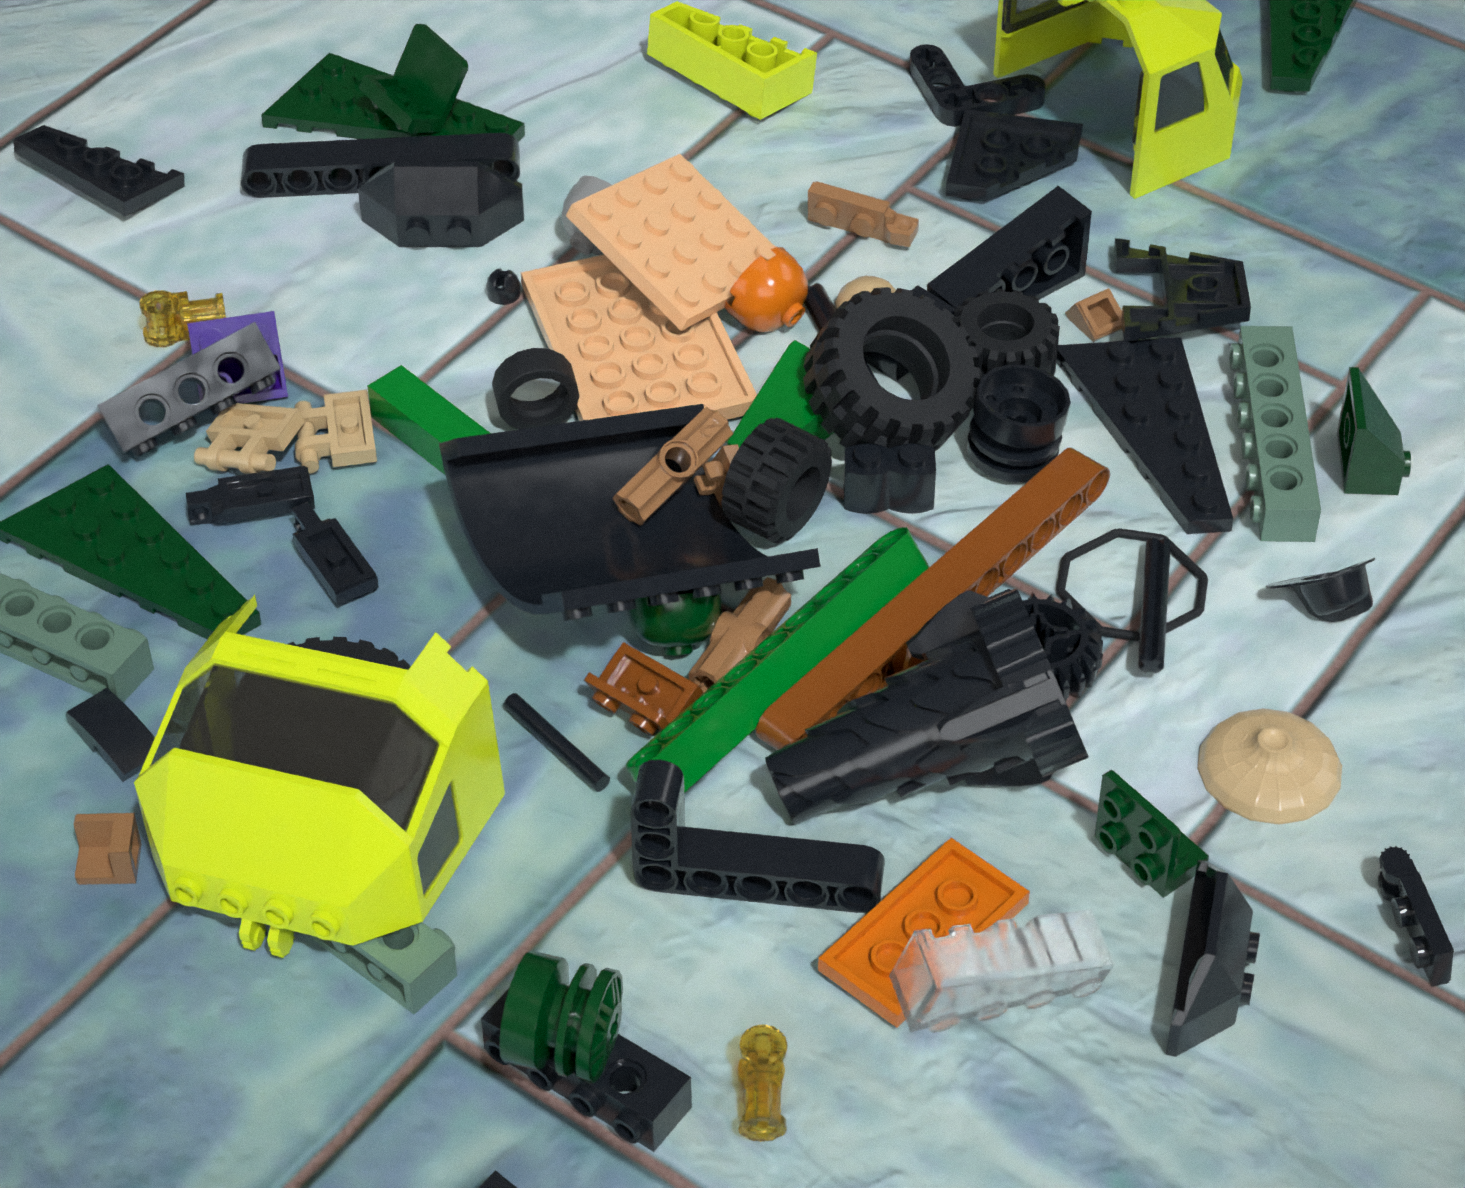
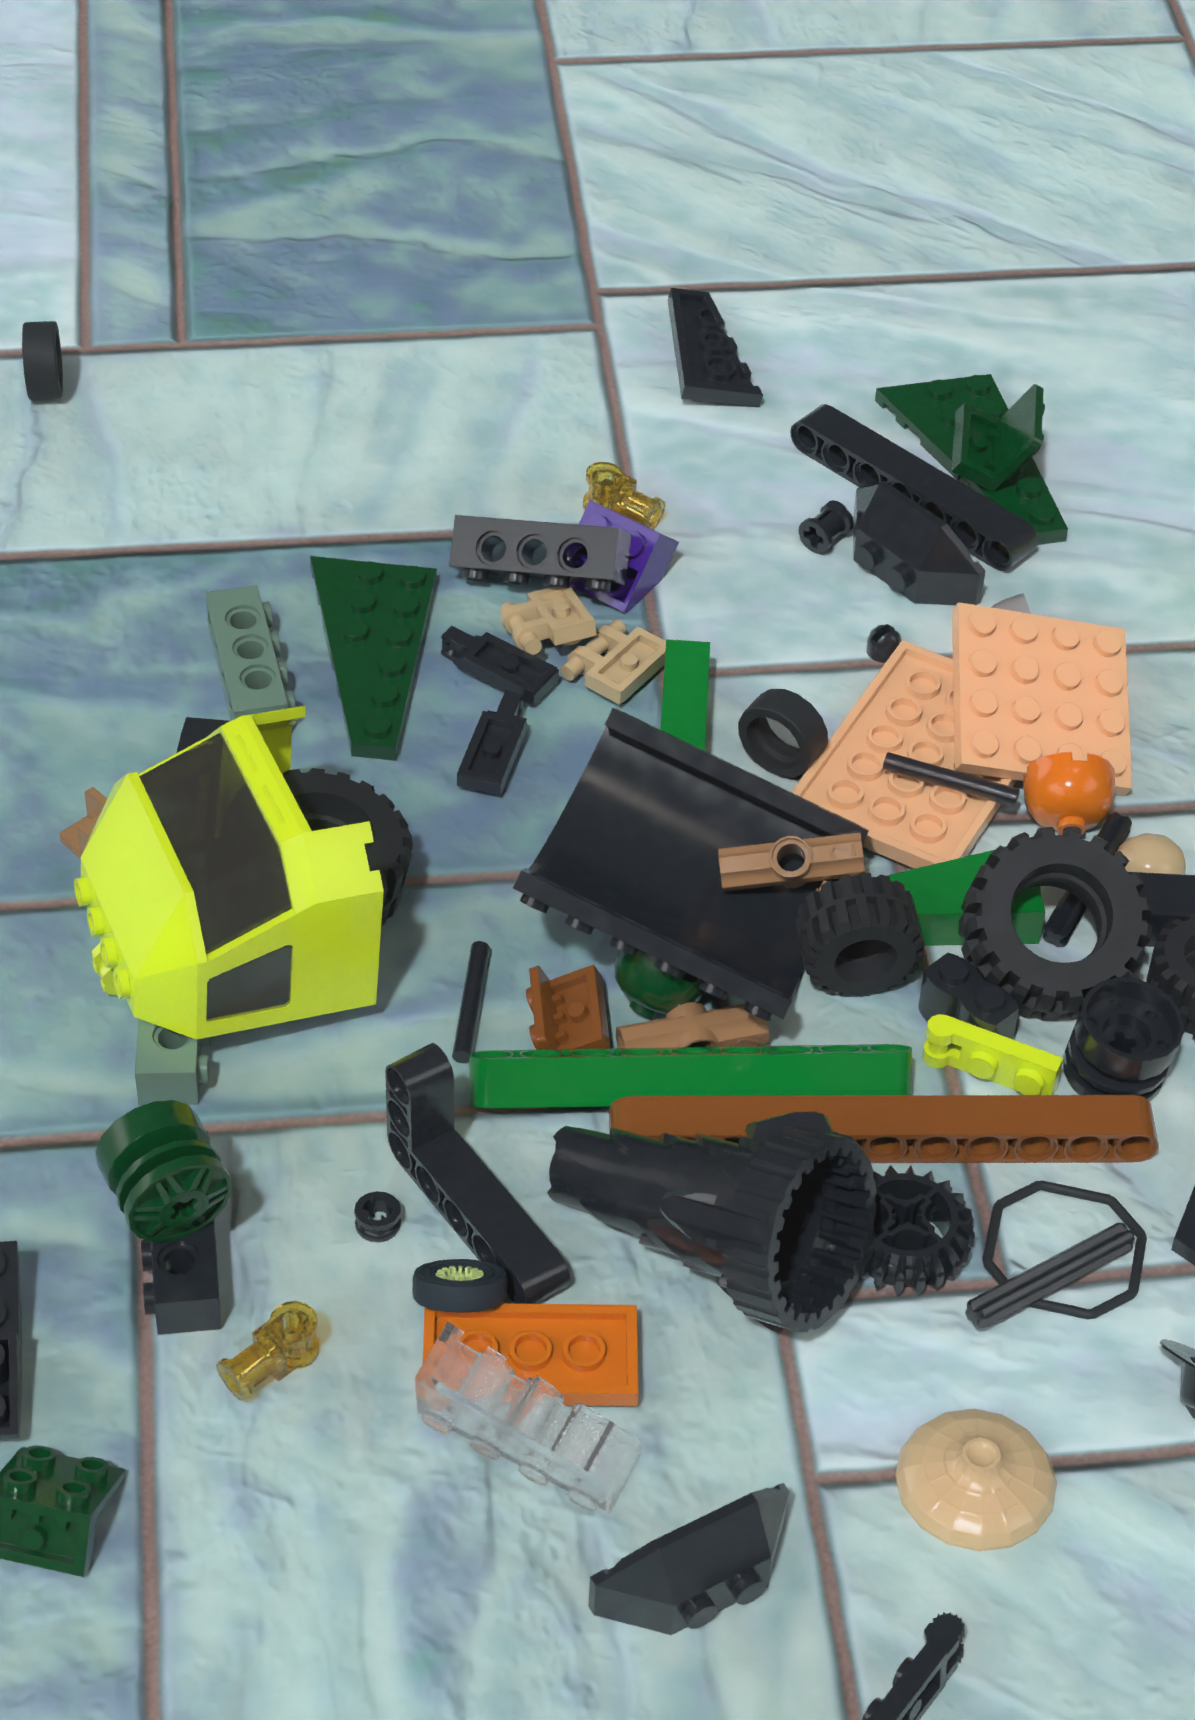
camera: 45 degrees right, 0 degrees up
(352, 239) = (821, 530): none -> black bush
(683, 339) = (951, 779): none -> black bar
(690, 947) = (382, 1229): none -> black bush
(828, 925) = (459, 1285): none -> black bush
(945, 497) = (990, 1056): none -> neon yellow plate
(1144, 837) = (784, 1438): dark green bracket -> none

